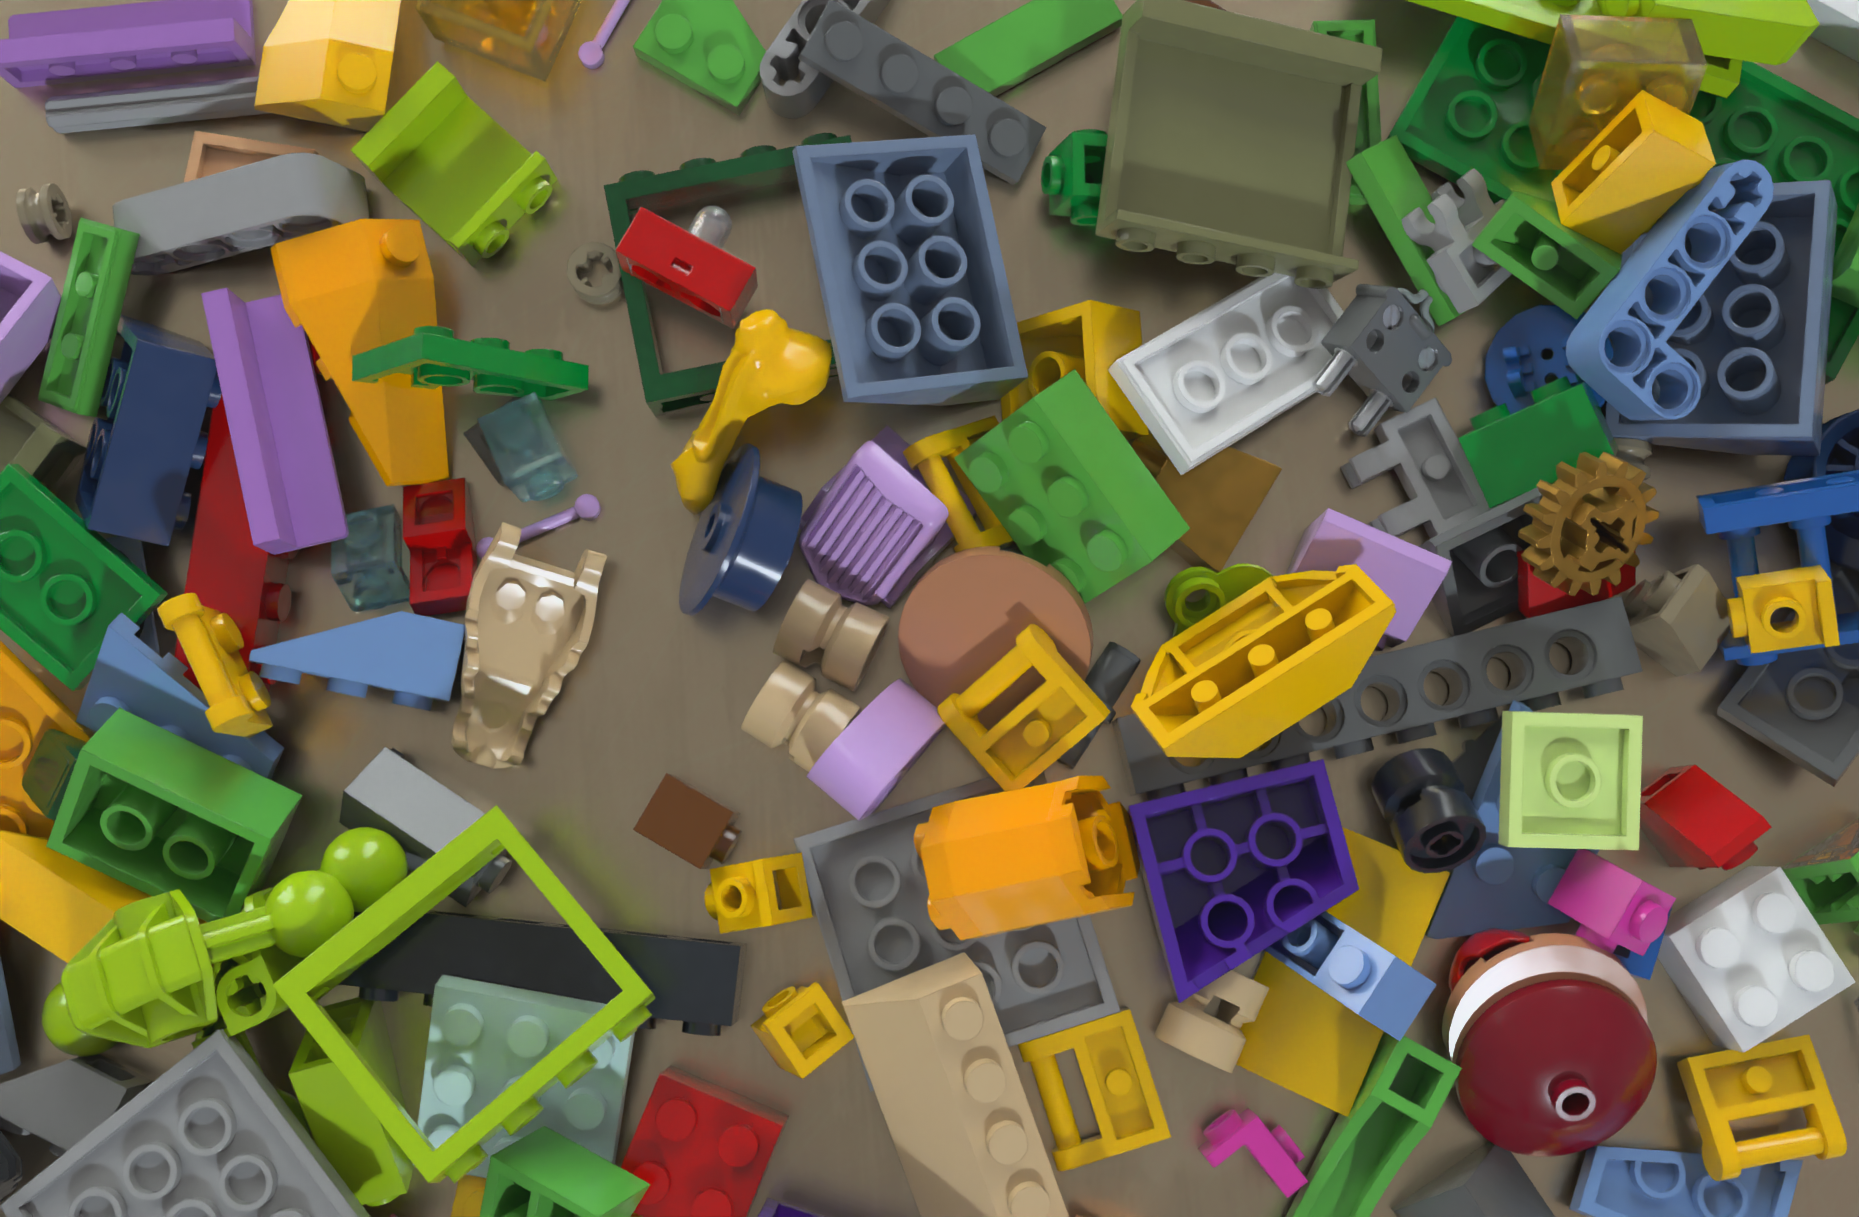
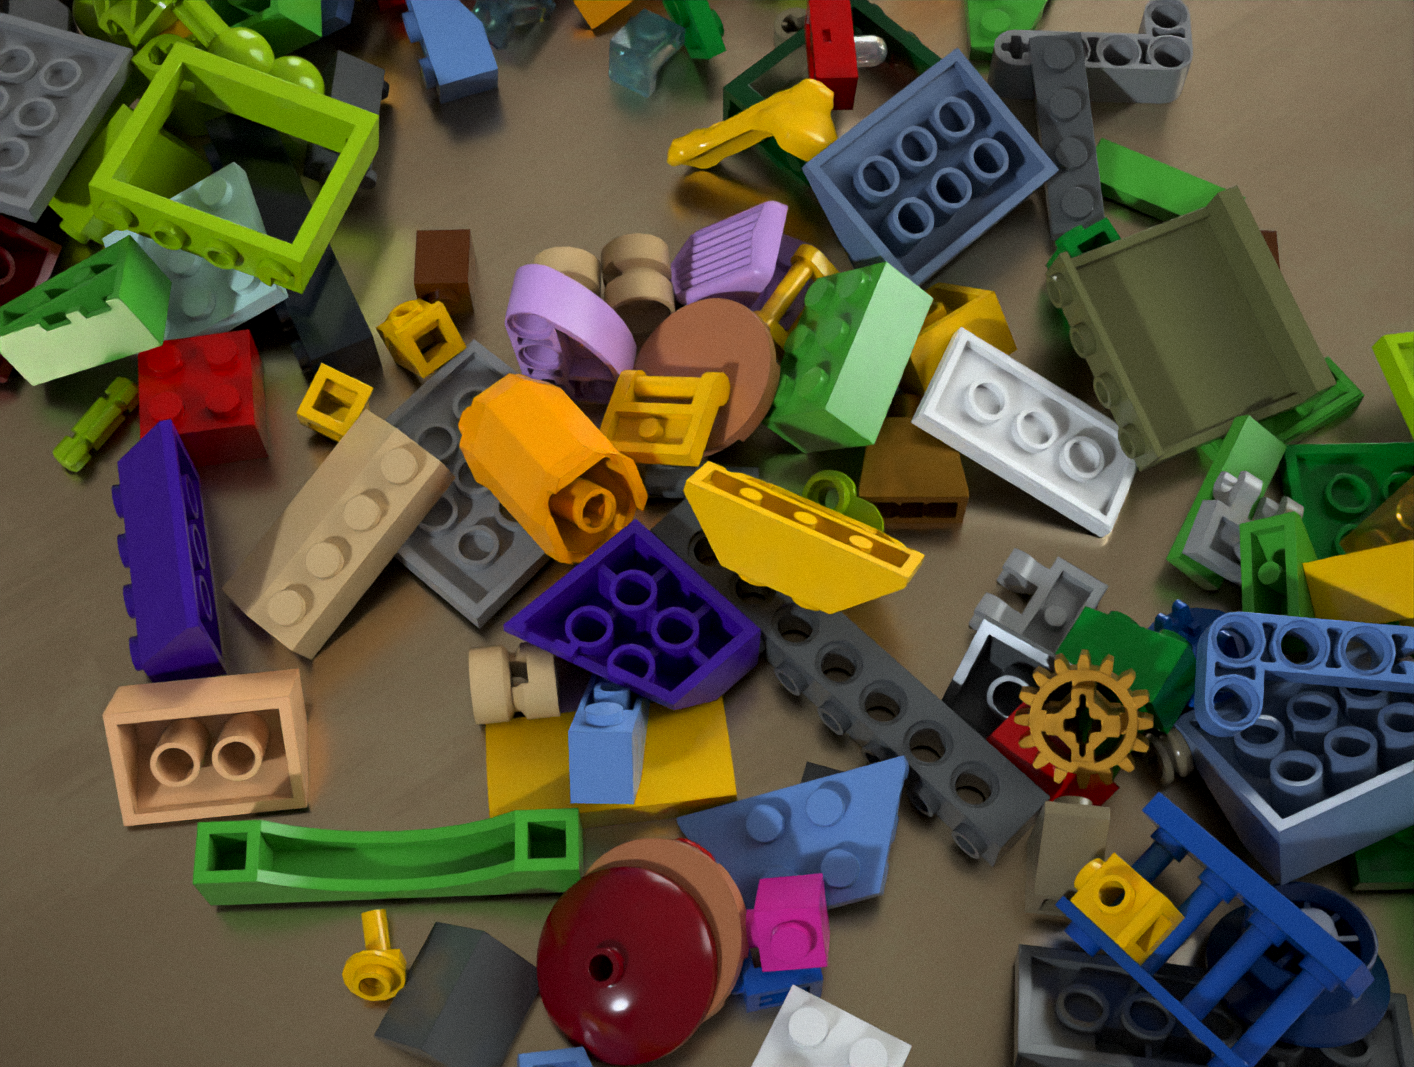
camera: 55 degrees right, 20 degrees down
(441, 545) = (550, 43): red slope -> none
(520, 641) = (509, 108): tan animal -> none
(585, 507) = (629, 111): lavender hinge -> none
(741, 538) = (666, 181): dark blue piece -> none
(1116, 1085) = (418, 651): yellow plate -> none
(1272, 1150) = (430, 785): dark pink bracket -> none
(1384, 351) = (1123, 524): dark grey piece -> none
(1396, 566) = (934, 615): lavender slope -> none
(1428, 810) = (774, 746): black wheel -> none
(1570, 780) = (867, 819): yellowish green plate -> none
(1698, 820) = (905, 966): red slope -> none

